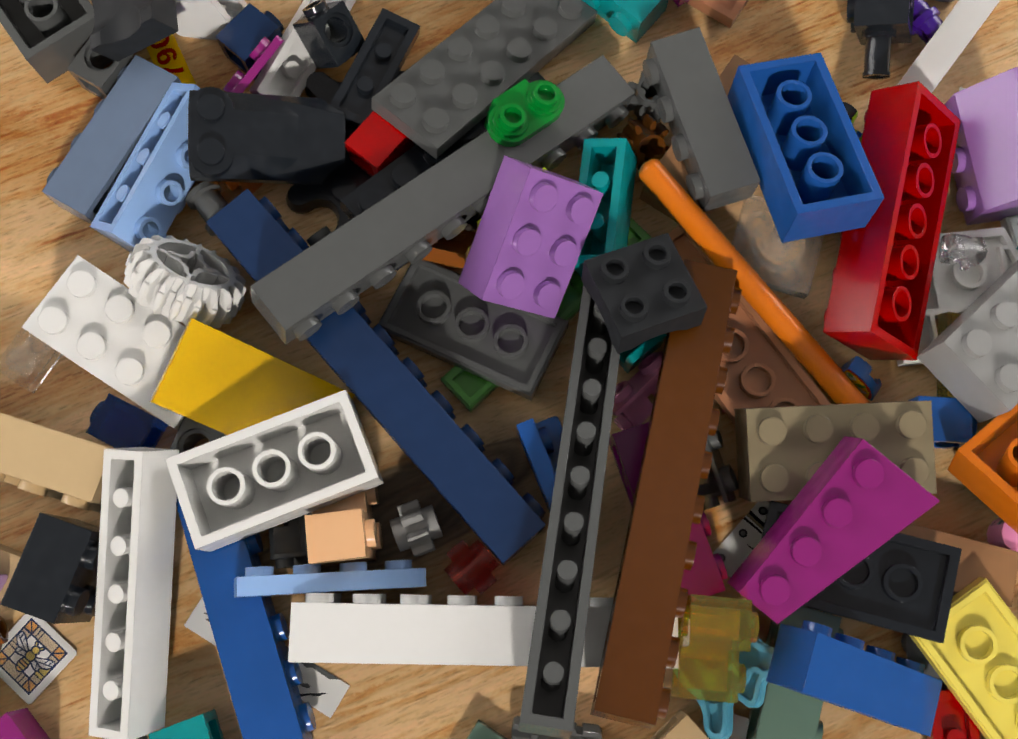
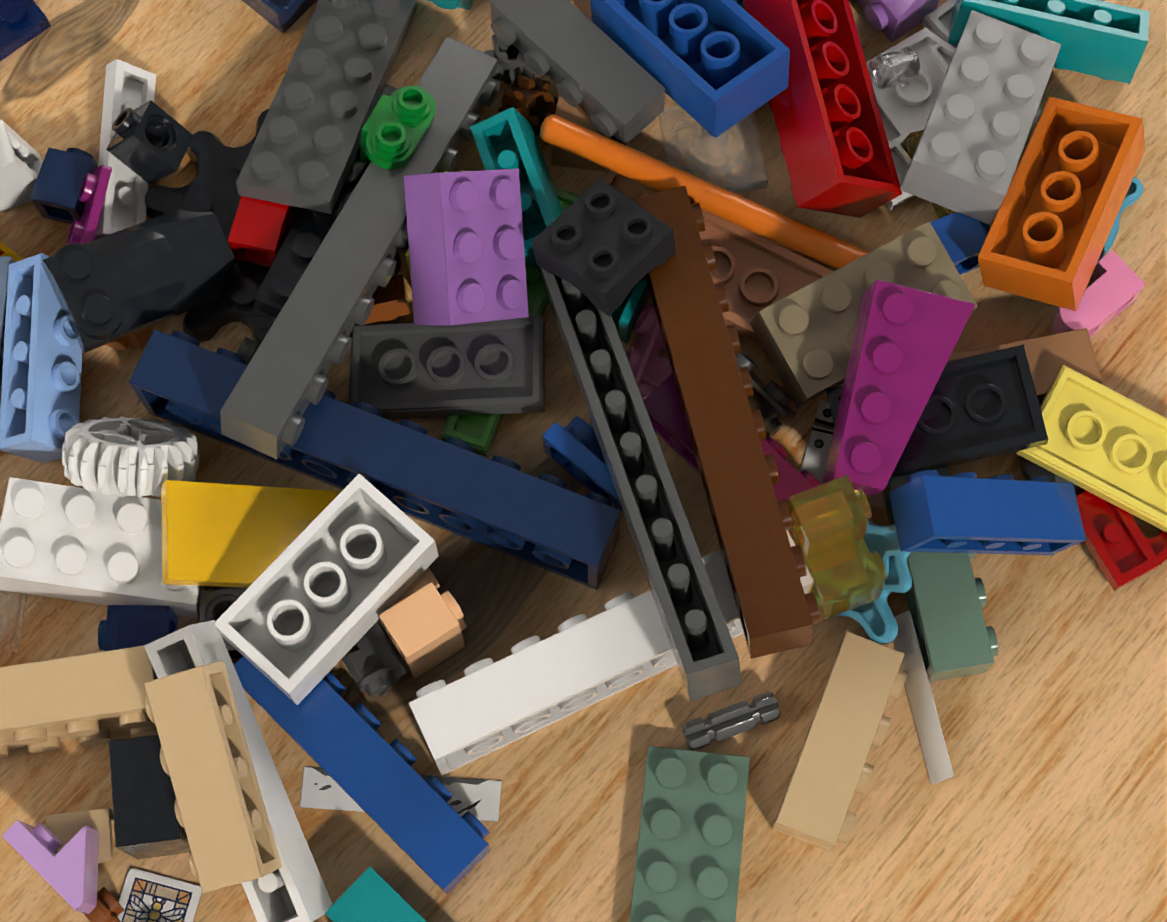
camera: 25 degrees left, 5 degrees down
(99, 589) = (212, 776): none -> tan brick
(207, 200) = (110, 374): dark grey bush -> none
(309, 579) = (368, 706): light blue plate -> none
(375, 65) = (216, 153): black plate -> none
(416, 528) = (491, 589): light grey gear -> none
(471, 567) = (565, 597): clear red gear -> none
(858, 373) = (853, 232): blue tile -> none

